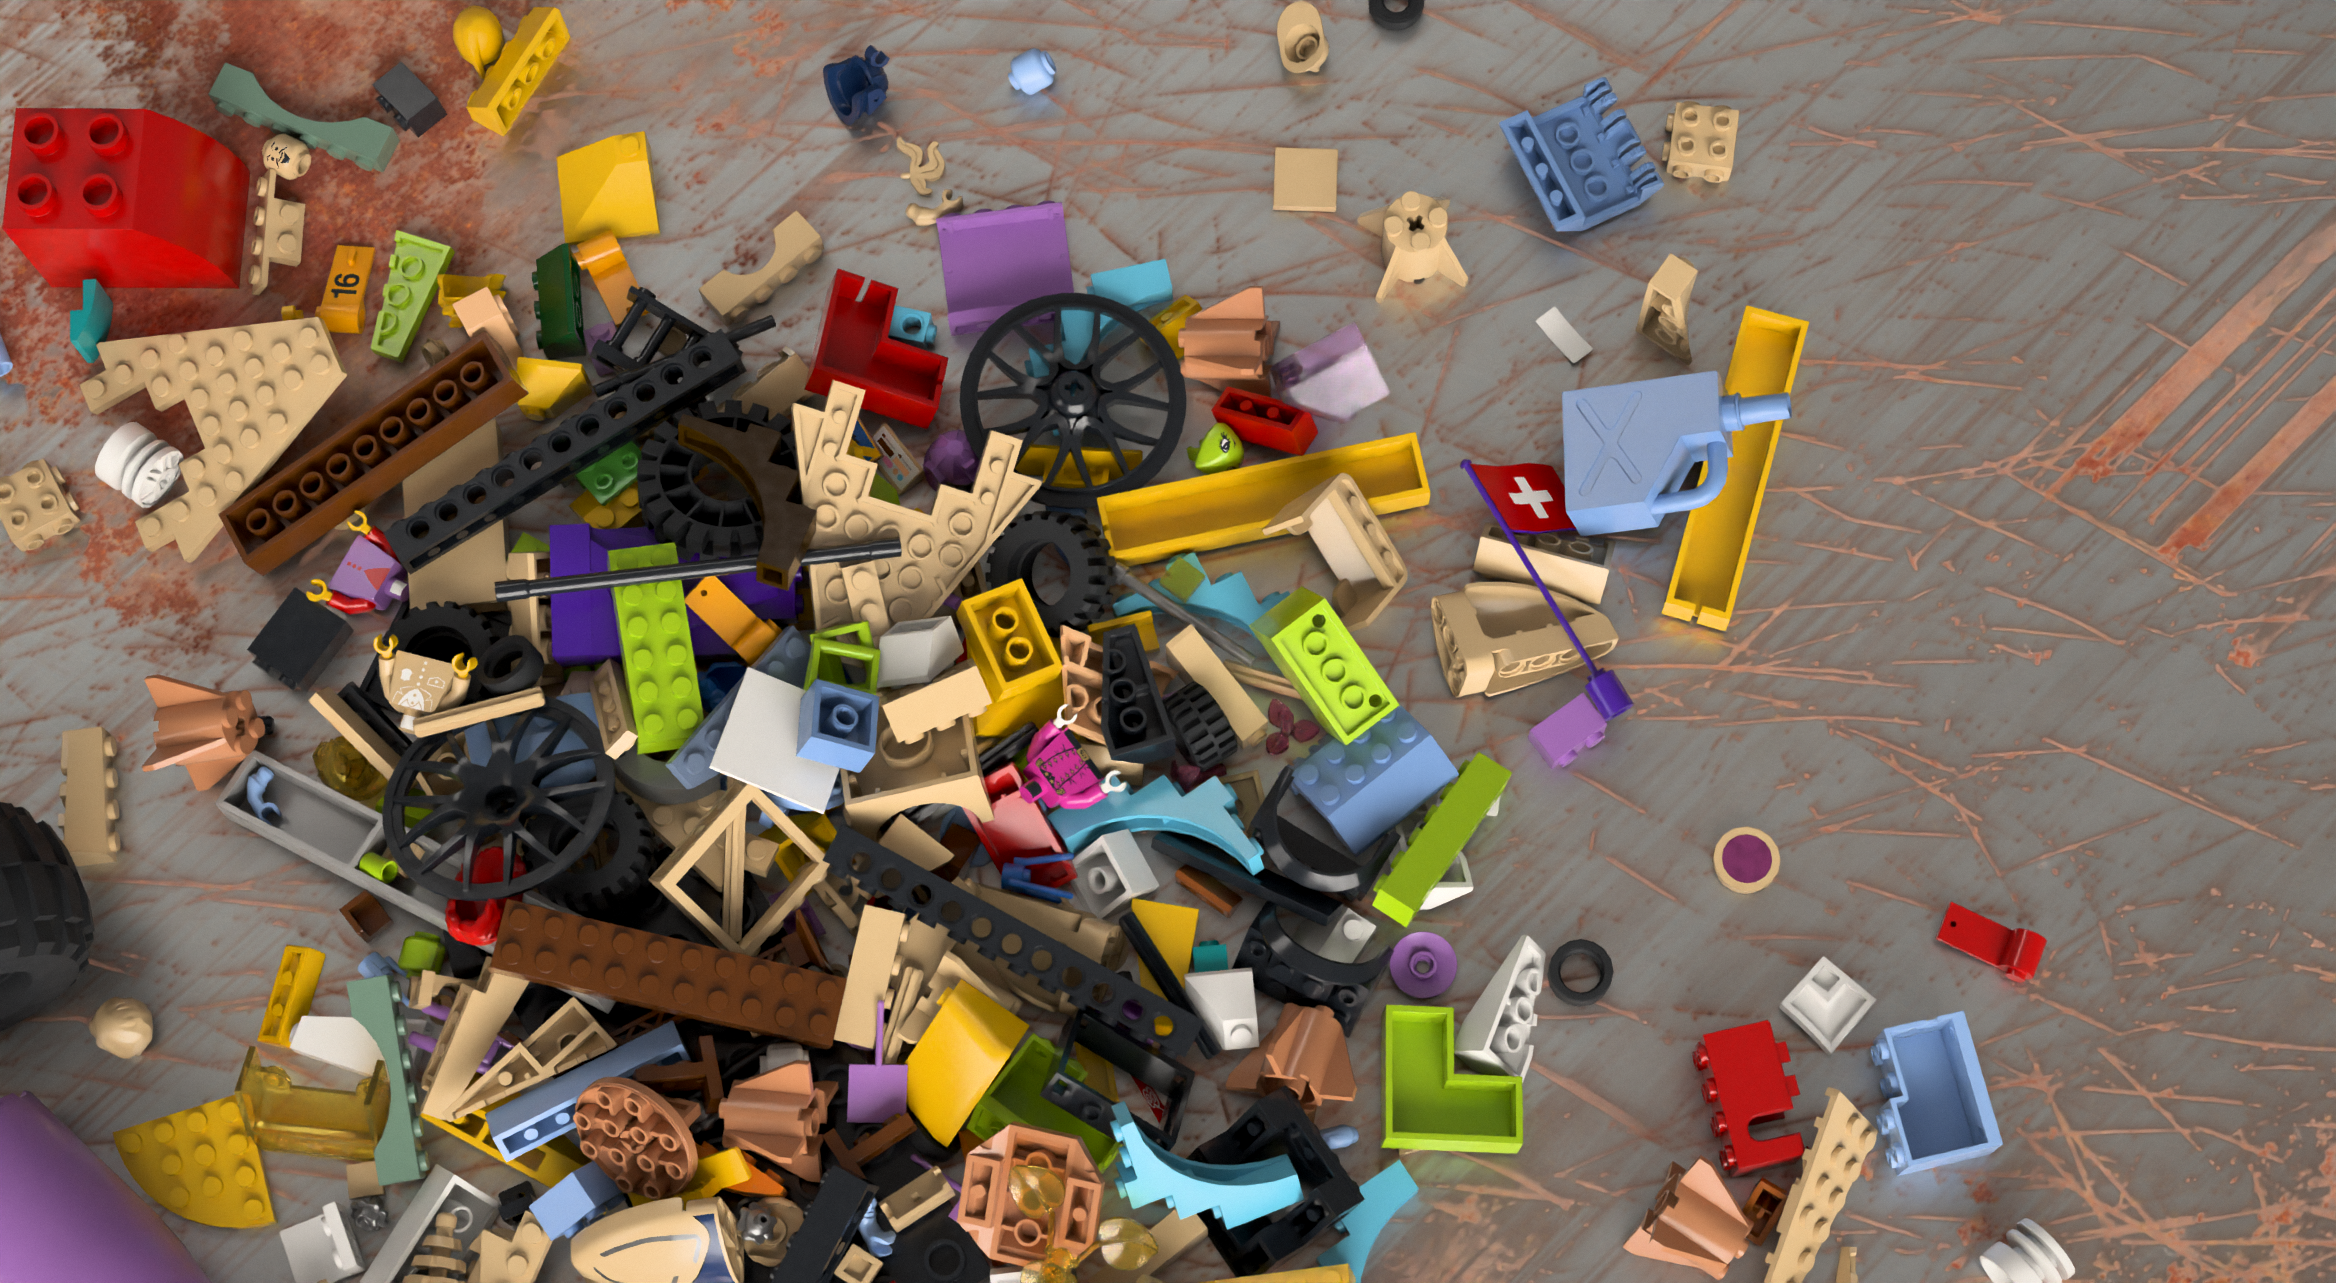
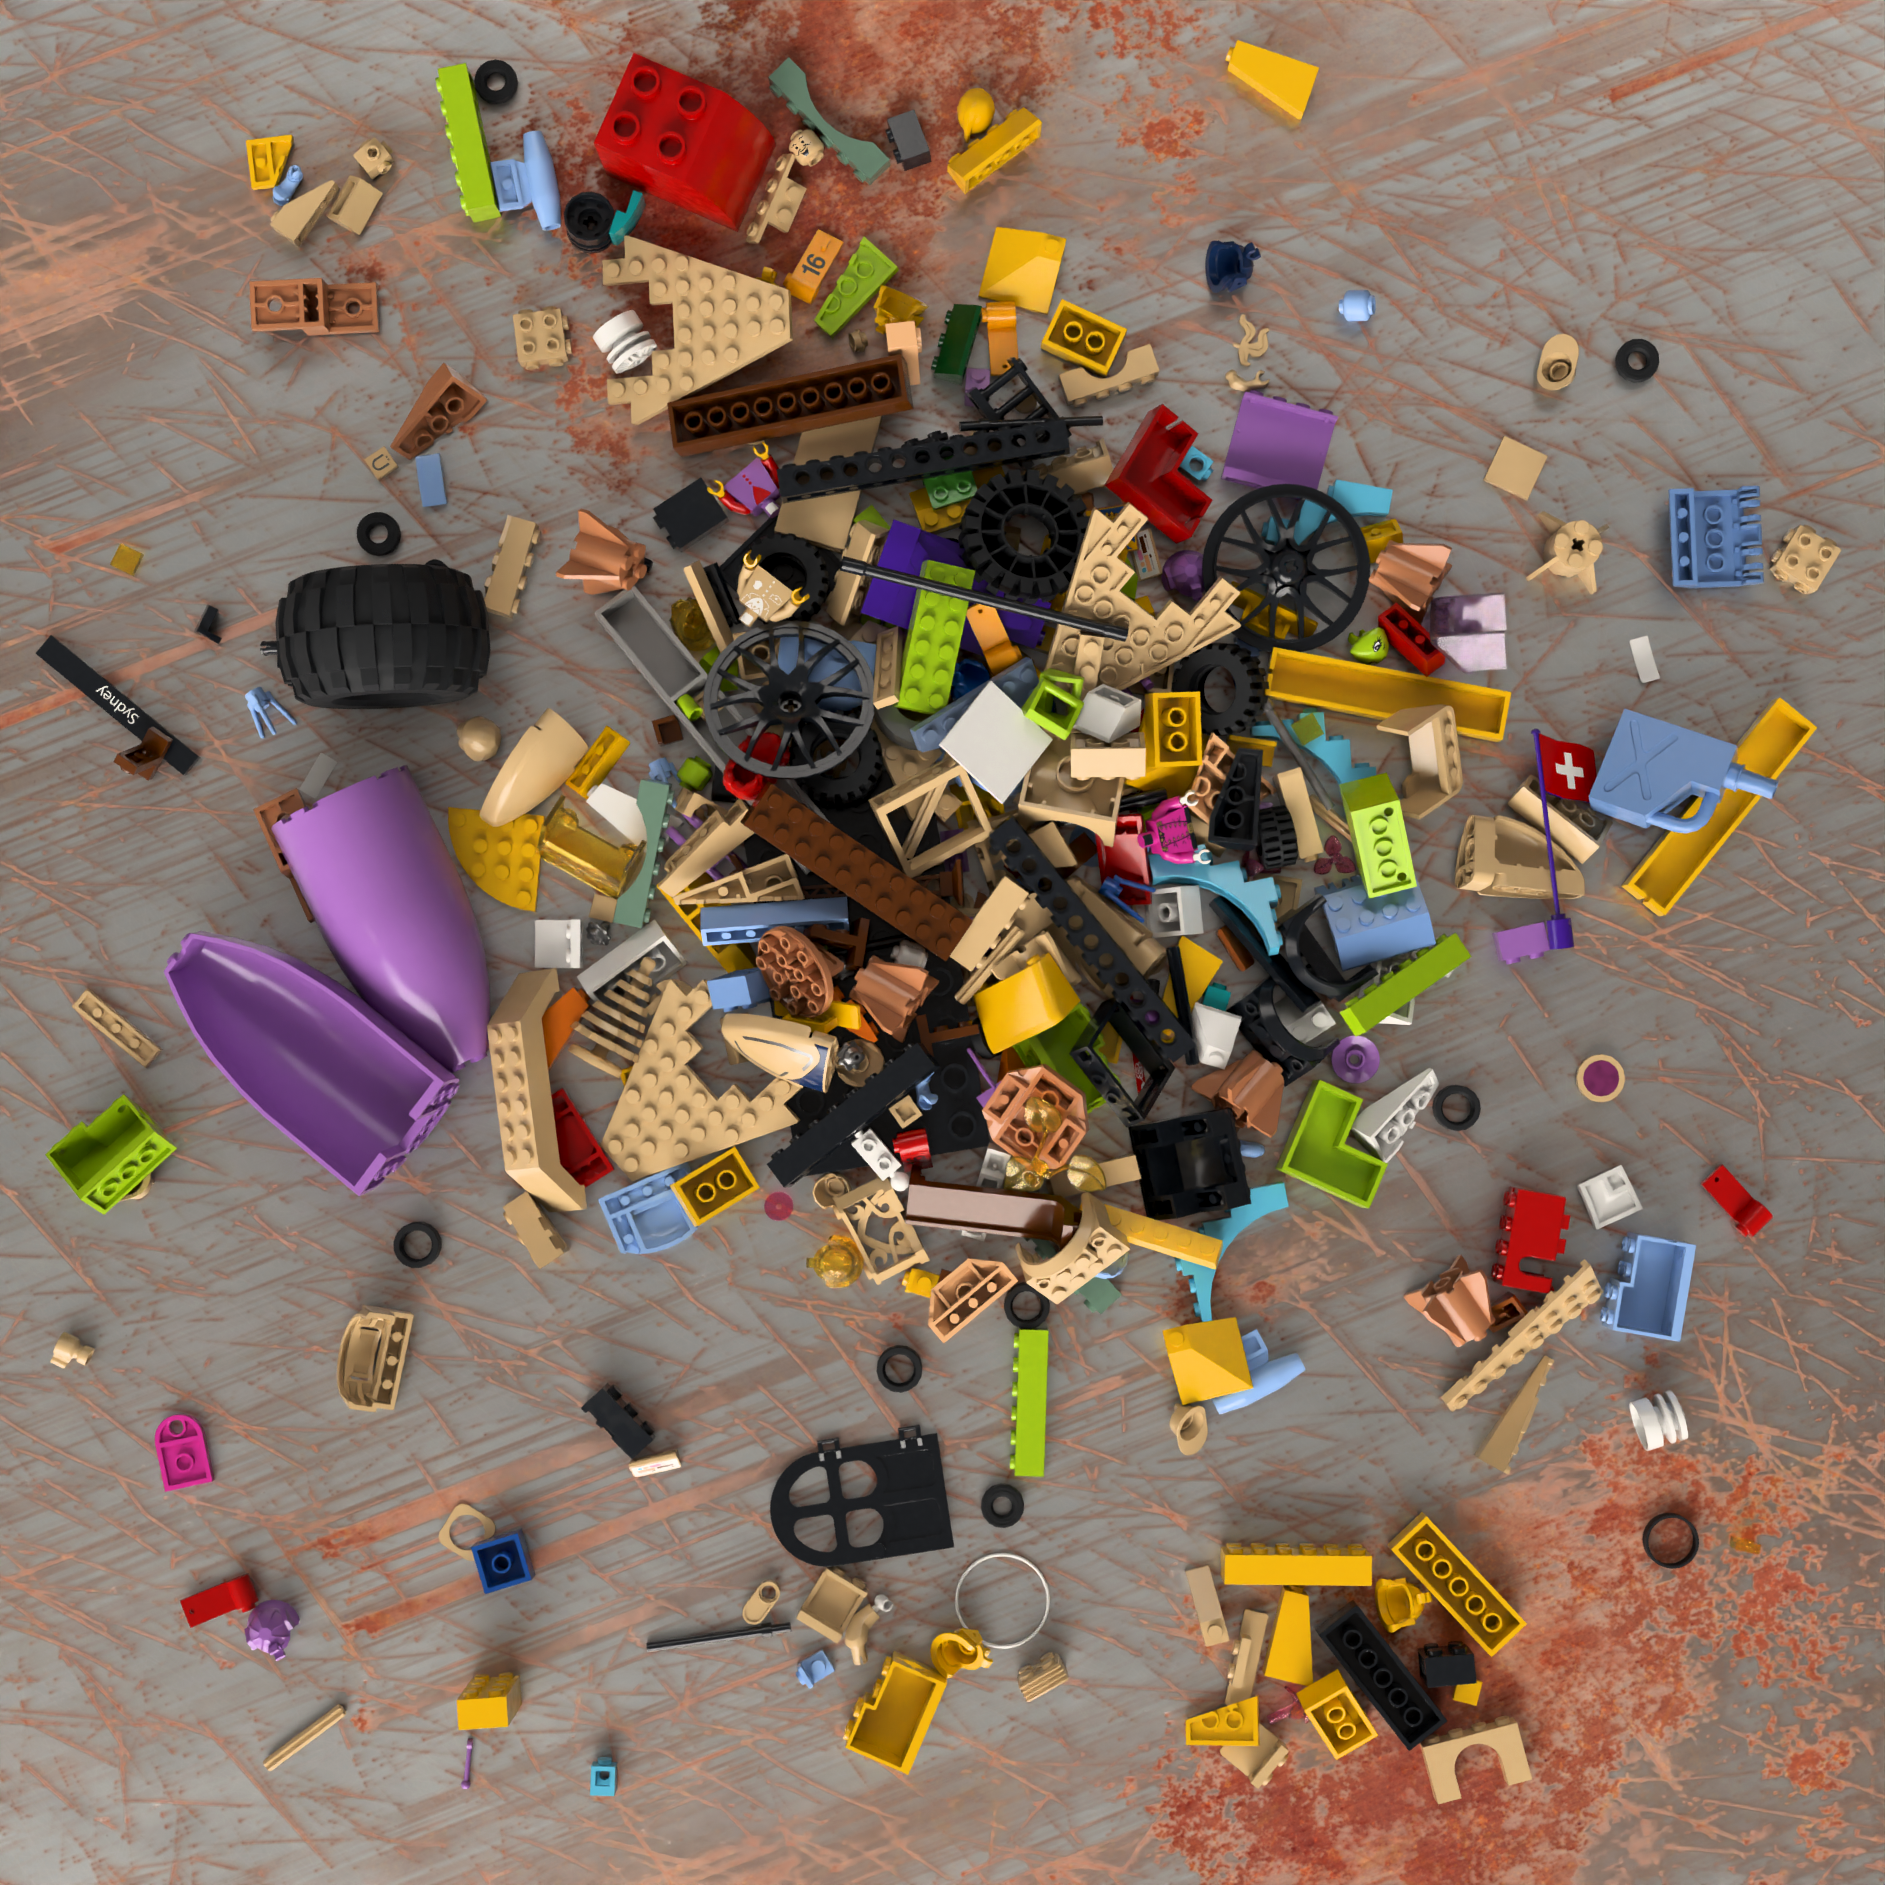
camera: 20 degrees right, 15 degrees up
(42, 344) = (587, 209): none -> black wheel
(204, 1032) = (533, 769): none -> tan panel
(255, 789) = (624, 612): light blue piece -> none
(478, 712) = (797, 632): tan axle -> none
(500, 655) = (834, 621): black tyre -> none
(516, 1201) = (698, 966): black bracket -> none
(551, 387) = (929, 404): yellow slope -> none
(712, 237) = (1083, 338): none -> yellow brick
(773, 487) = (1056, 558): dark brown arch -> none
(837, 726) = (1035, 748): medium blue brick -> none
(877, 1088) = (963, 998): medium lavender piece -> none
(916, 1198) = (960, 1079): tan hinge -> none
(1231, 1191) = (1143, 1150): medium azure arch -> none
(1666, 307) = (1724, 678): tan wedge -> none

